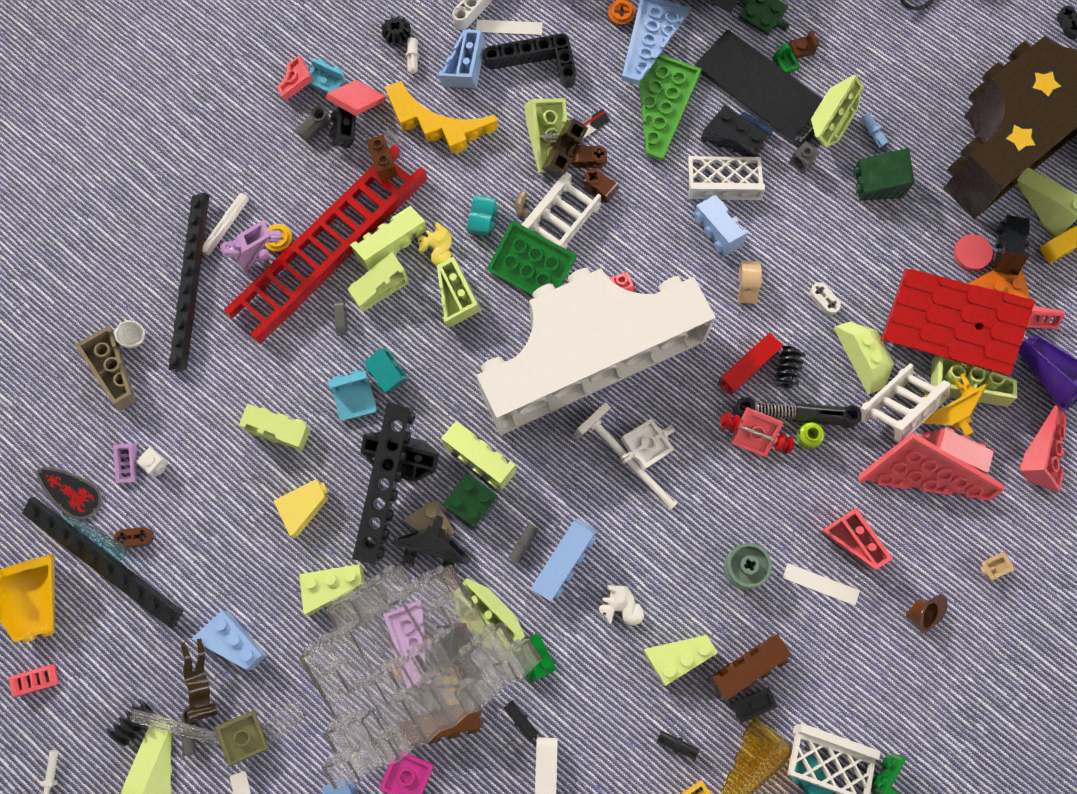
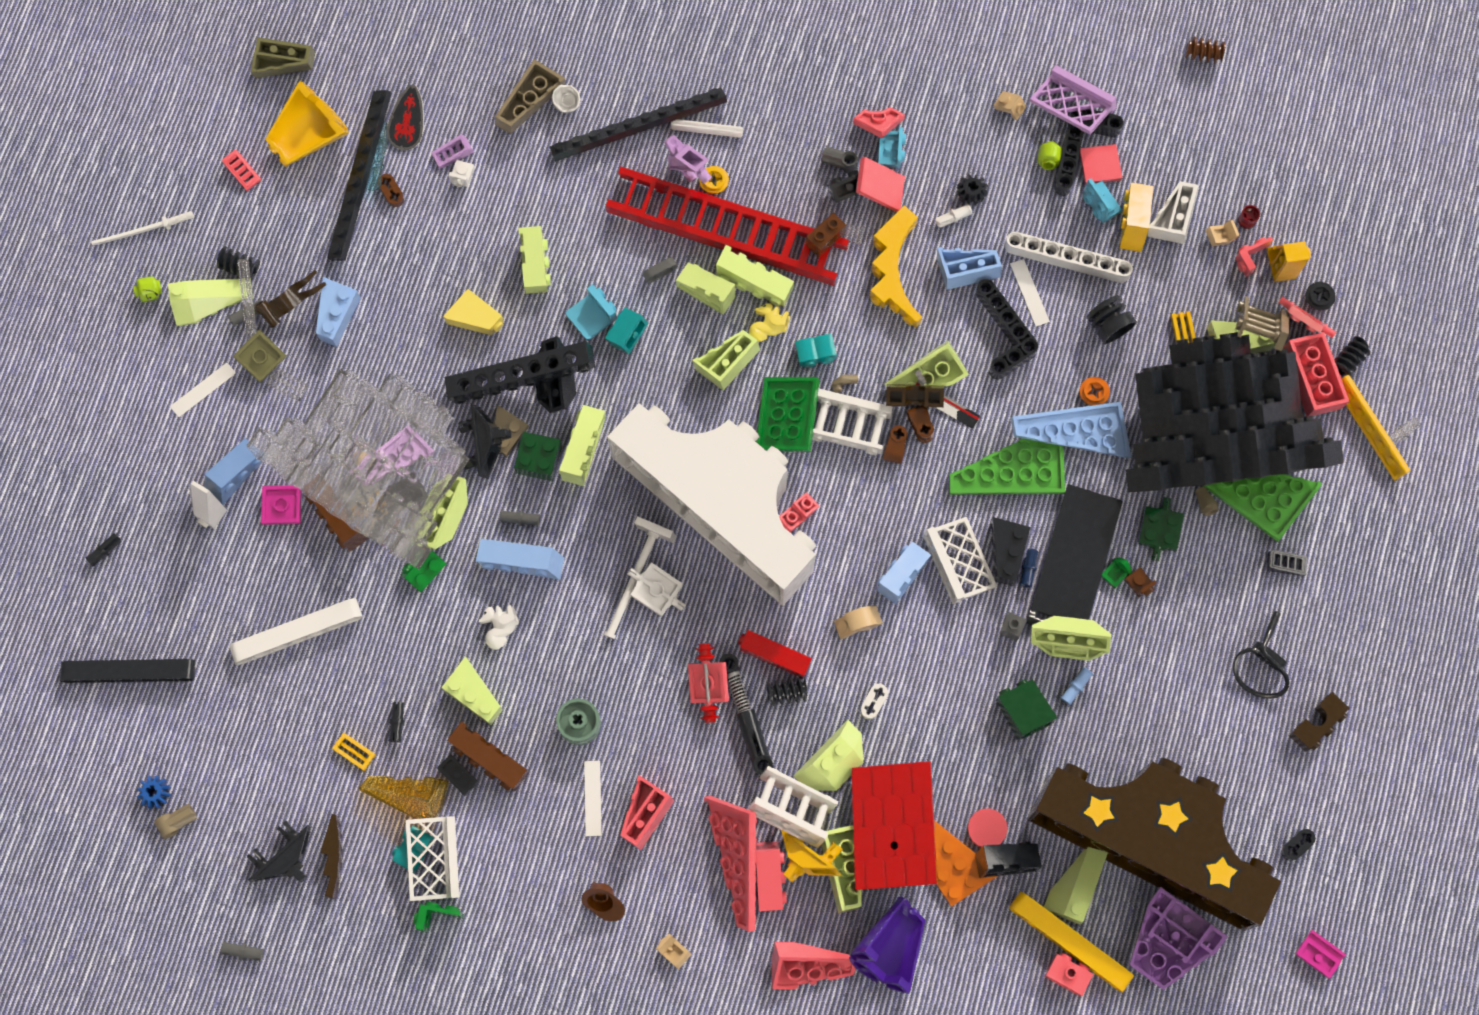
camera: 65 degrees right, 0 degrees up
(324, 586) = (412, 366): yellowish green wedge -> none
(520, 720) = (365, 580): black pin -> none
(810, 436) = (726, 734): lime head -> none
(1042, 312) = (944, 904): coral slope -> none

